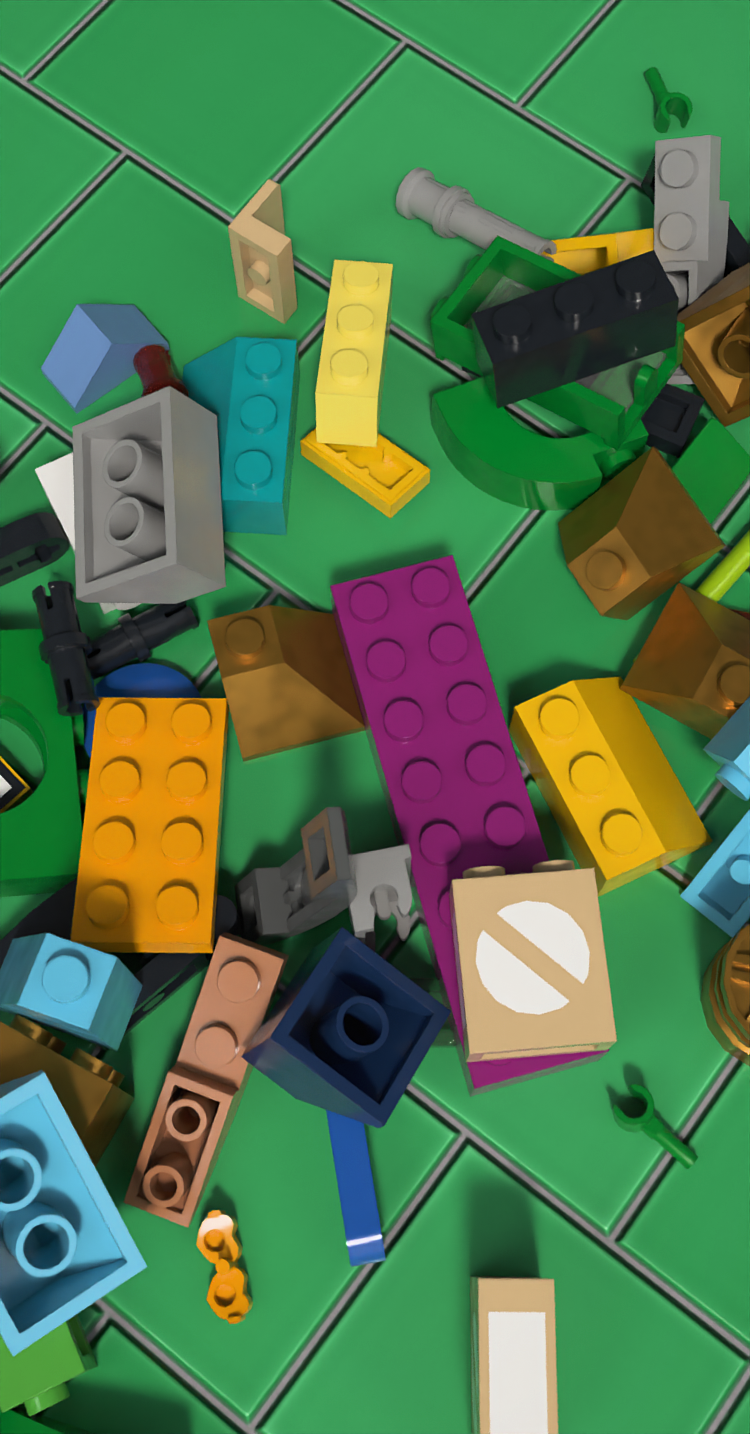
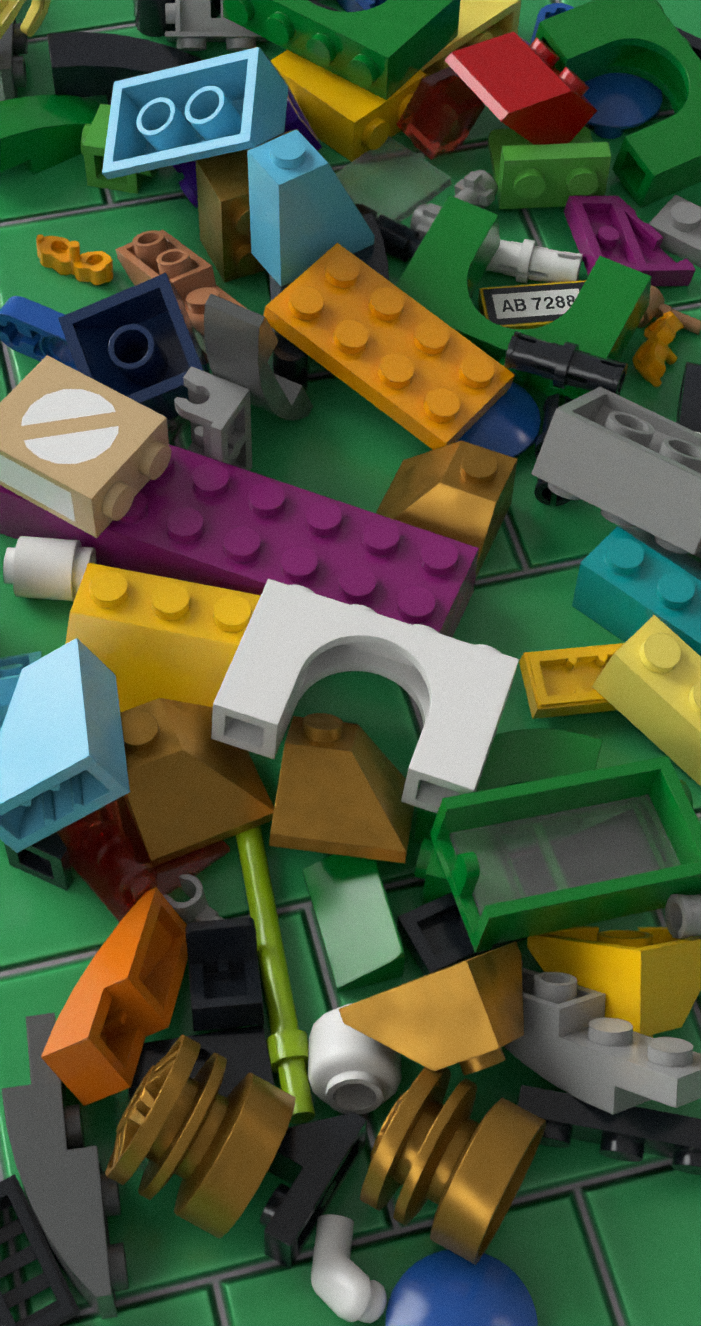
camera: 125 degrees right, 15 degrees down
(556, 627) = (306, 637): none -> white arch
(576, 328) = (545, 801): black brick -> none
(625, 945) = (46, 567): none -> white brick

